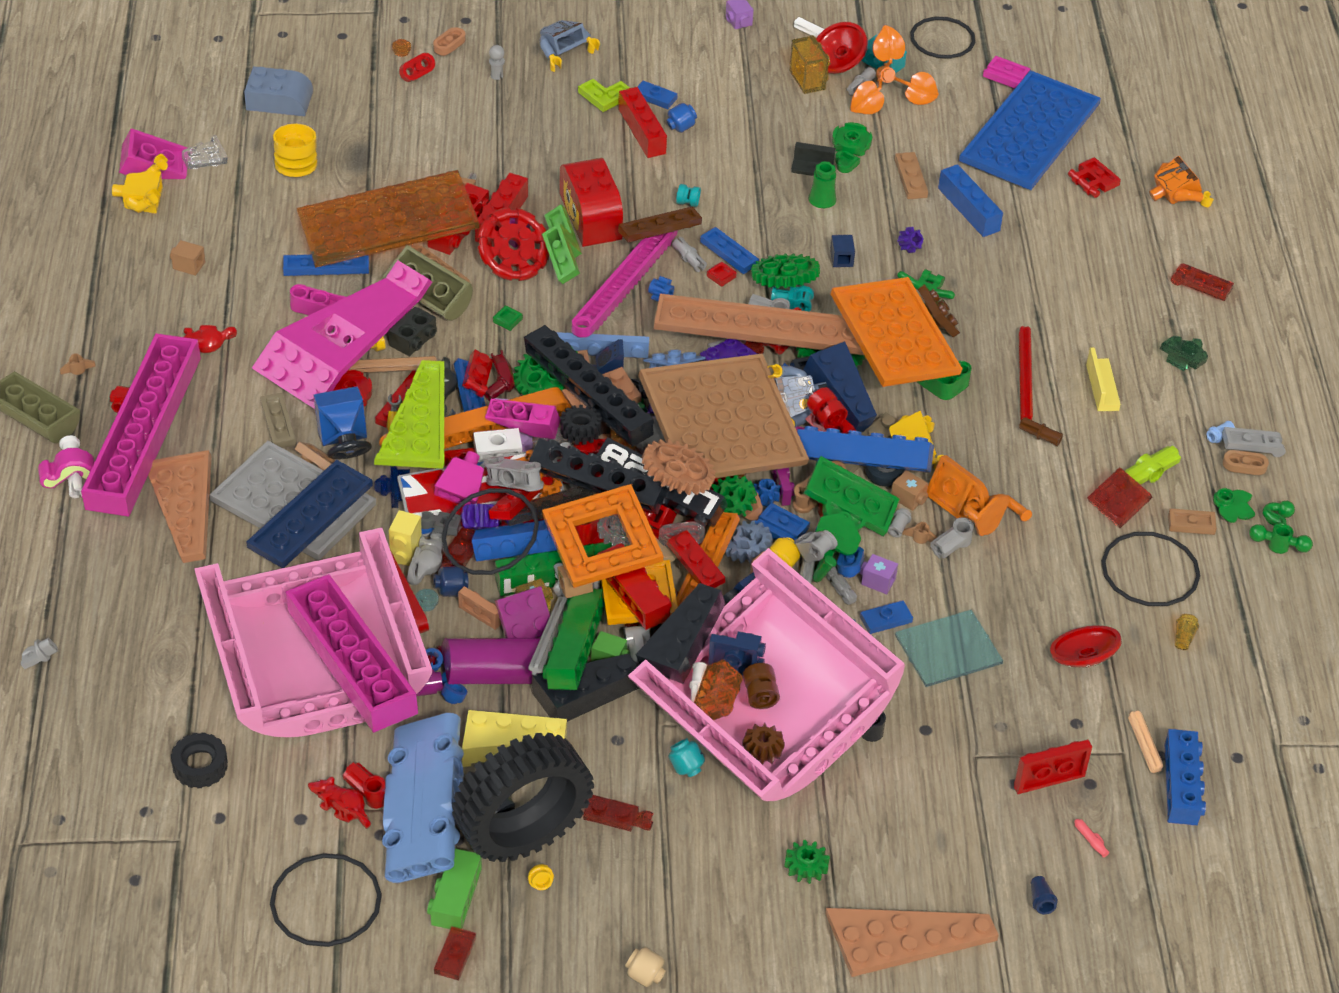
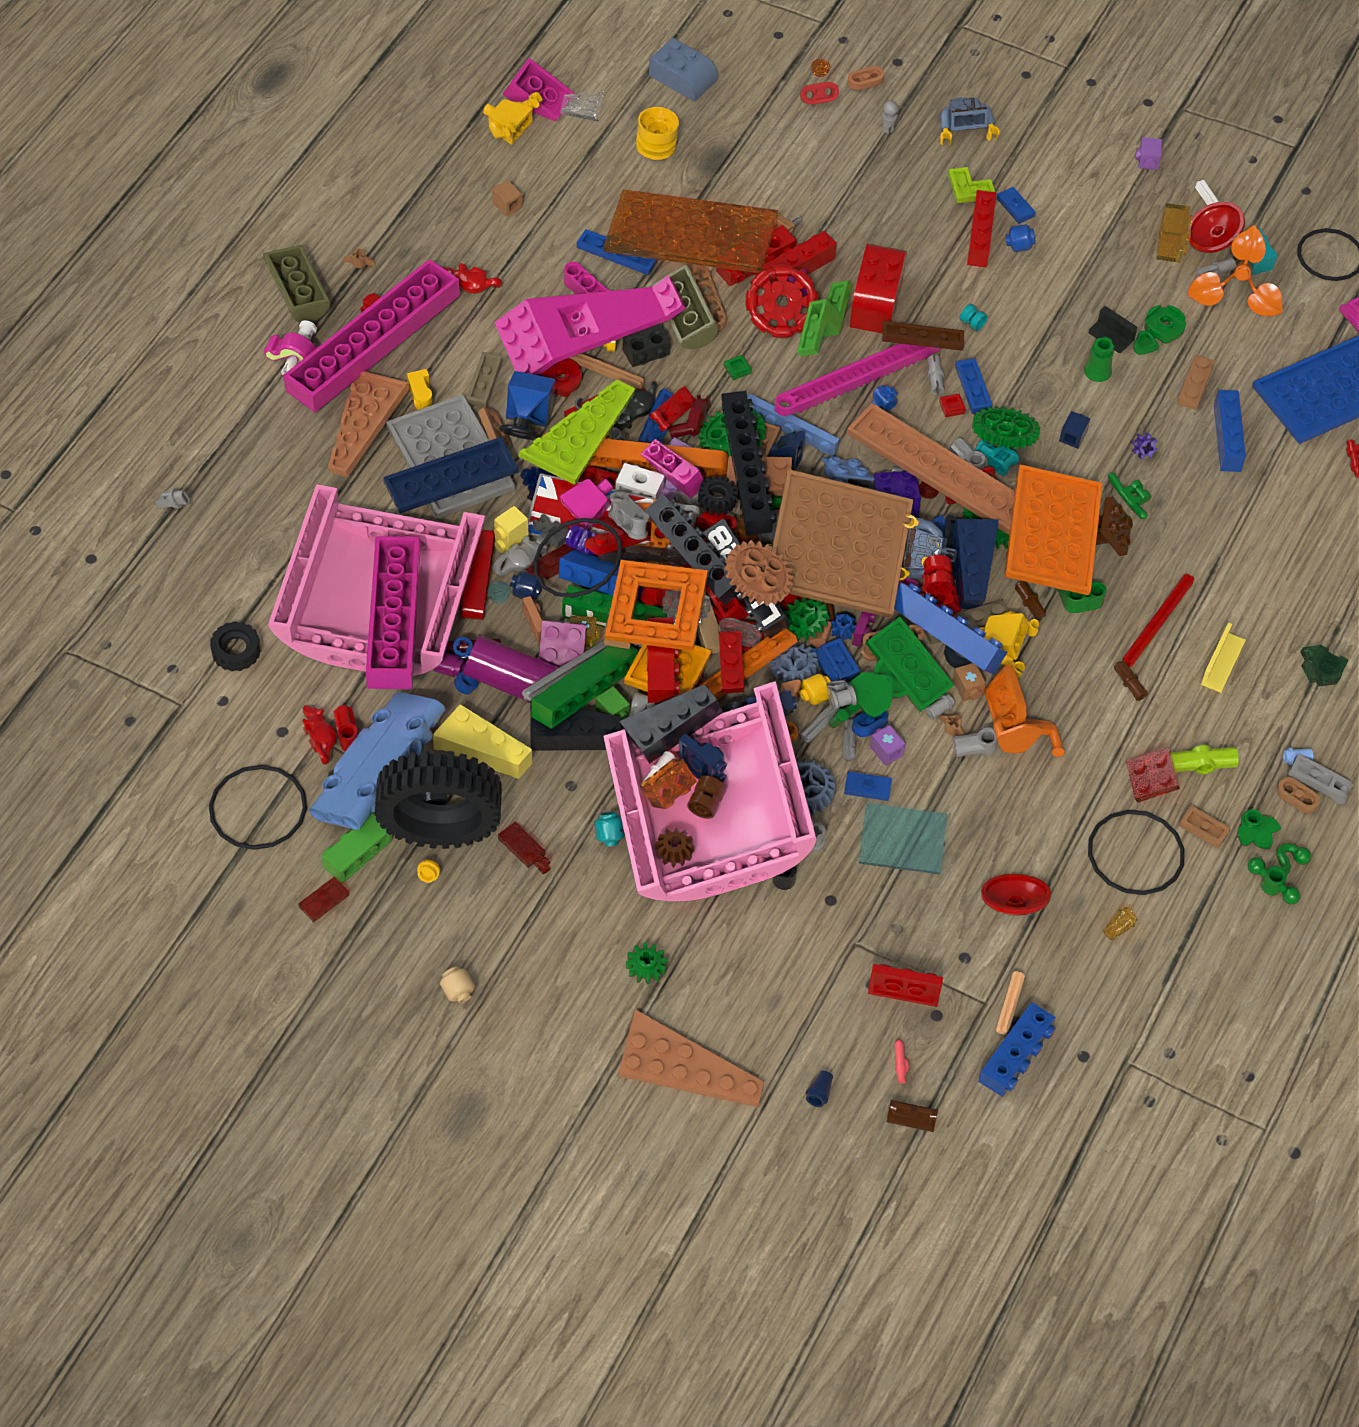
camera: 30 degrees right, 10 degrees up
(223, 456) = (419, 390): none -> yellow leg
(908, 402) = (1030, 599): none -> reddish brown axle
(1138, 878) = (912, 1115): none -> reddish brown hinge

